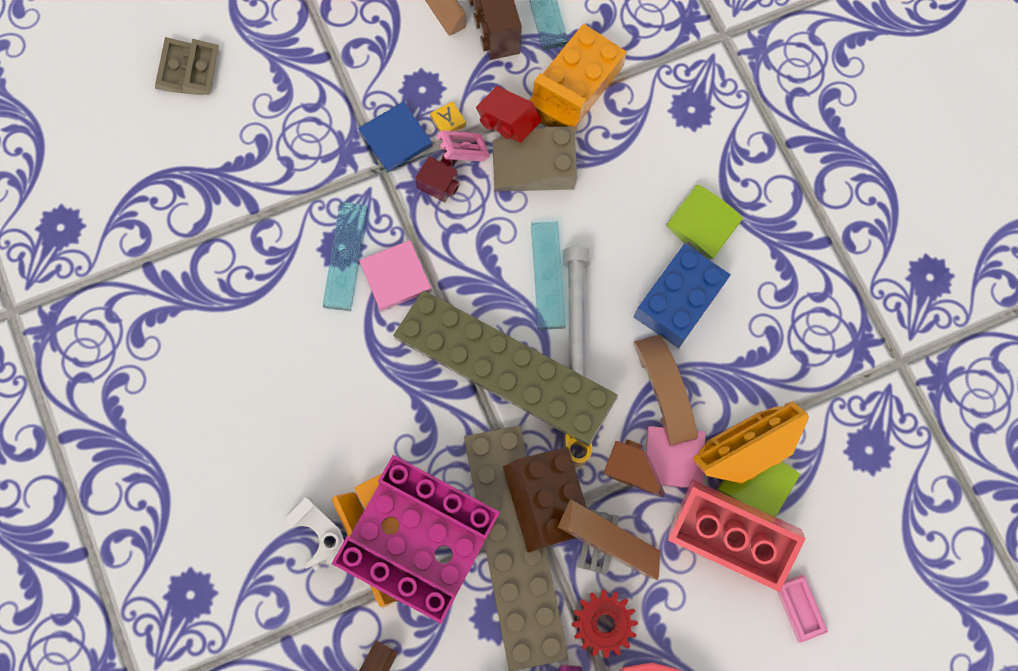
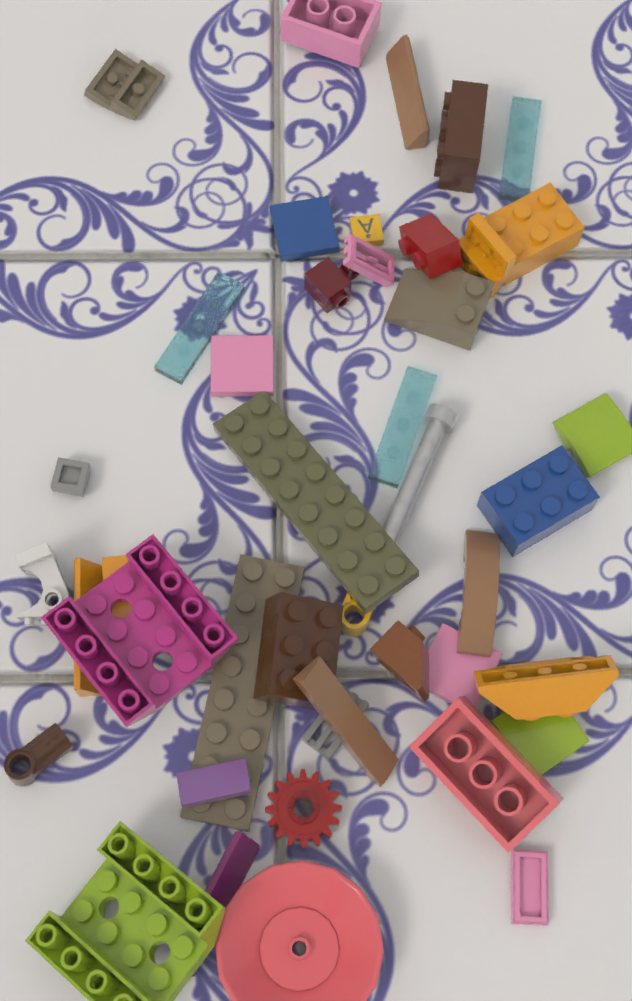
camera: 25 degrees right, 5 degrees down
(295, 428) = (70, 477): none -> light grey plate
(526, 634) = (213, 783): none -> medium lavender slope

